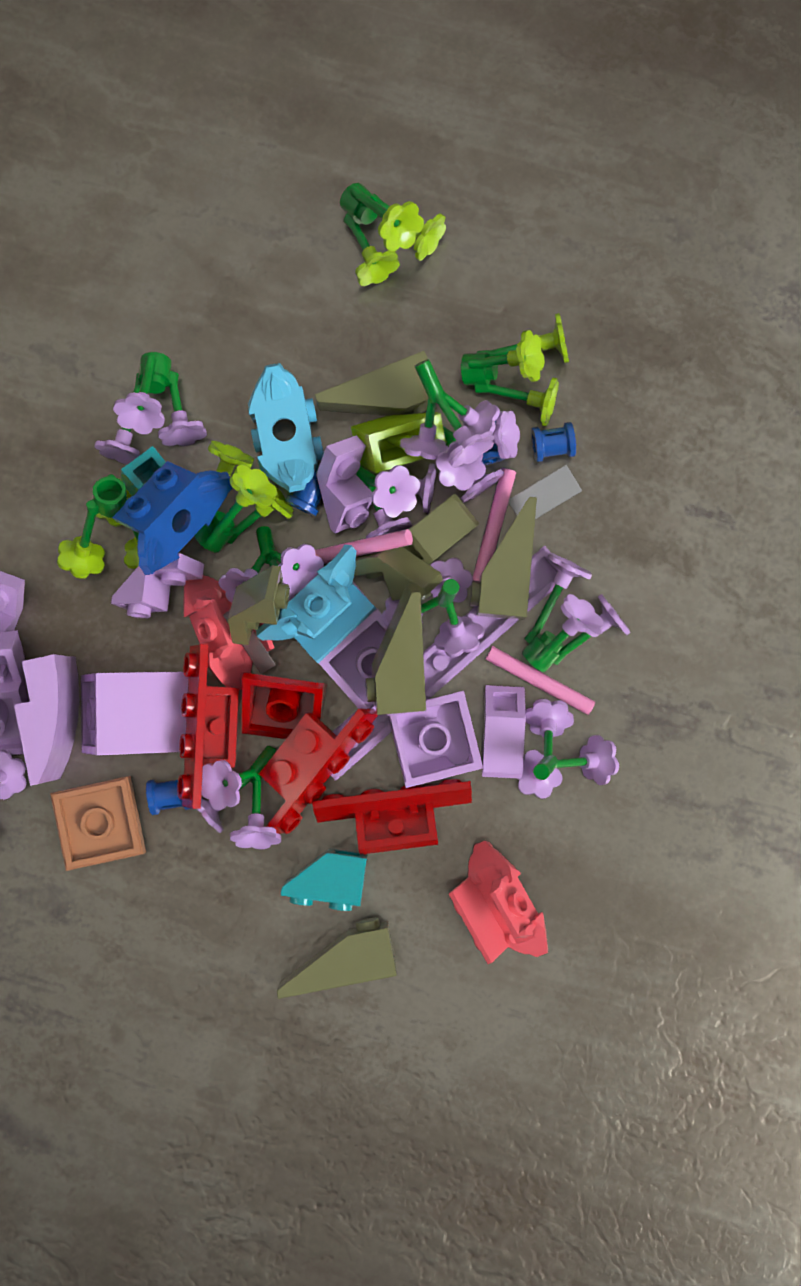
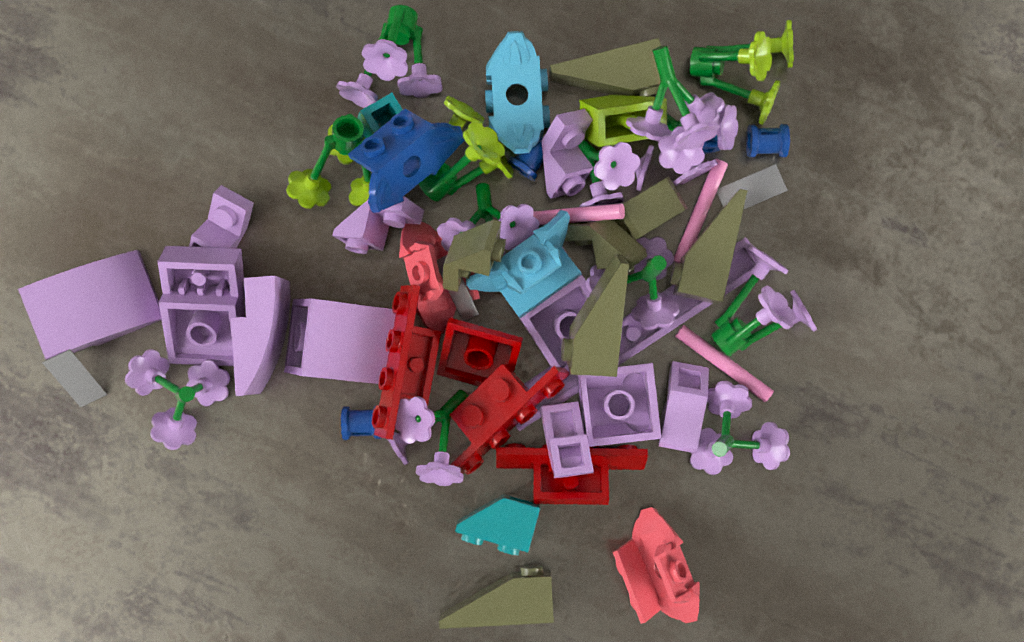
camera: 10 degrees right, 0 degrees up
(98, 823) = (291, 440): nougat plate -> none
(384, 783) = (566, 440): none -> lavender slope

